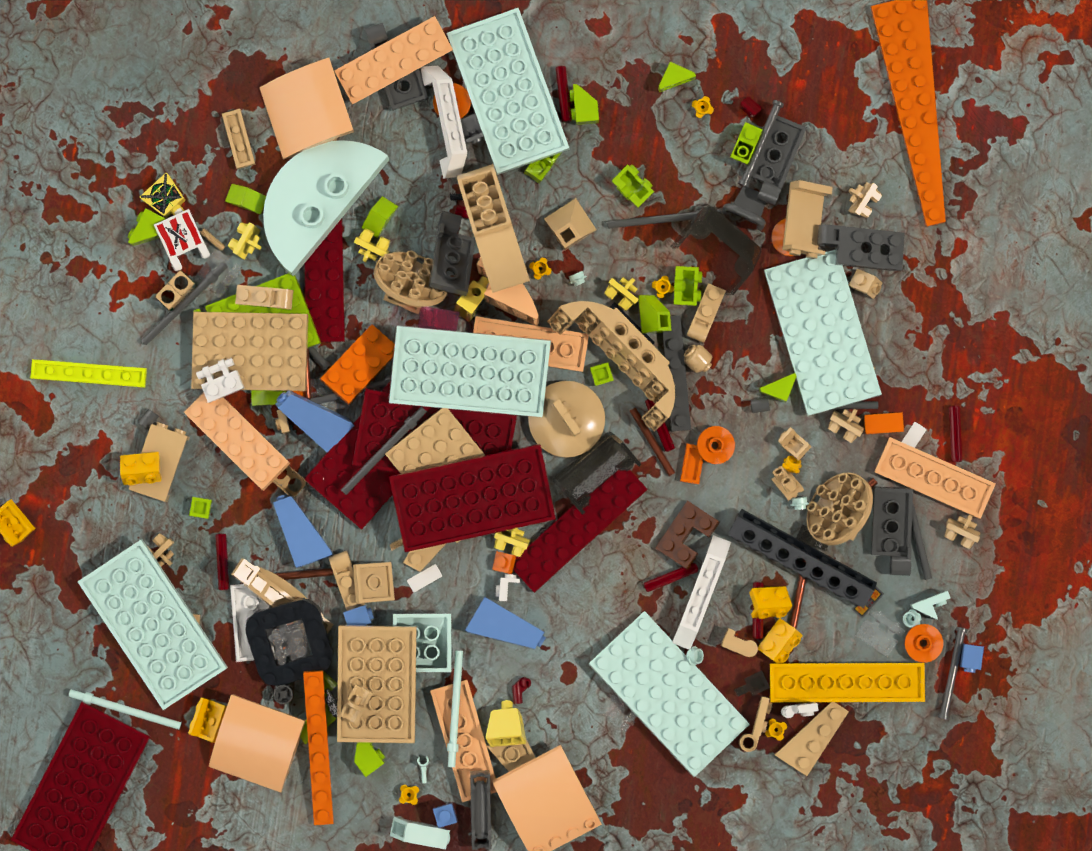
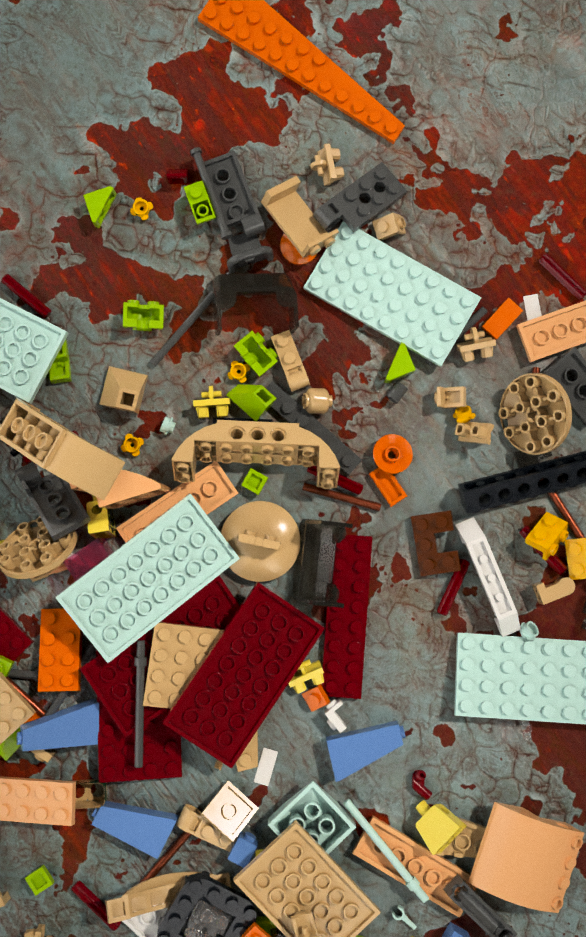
camera: 45 degrees left, 0 degrees up
(585, 106) = (53, 291): lime slope -> none
(799, 503) = (497, 438): light aqua plate -> none

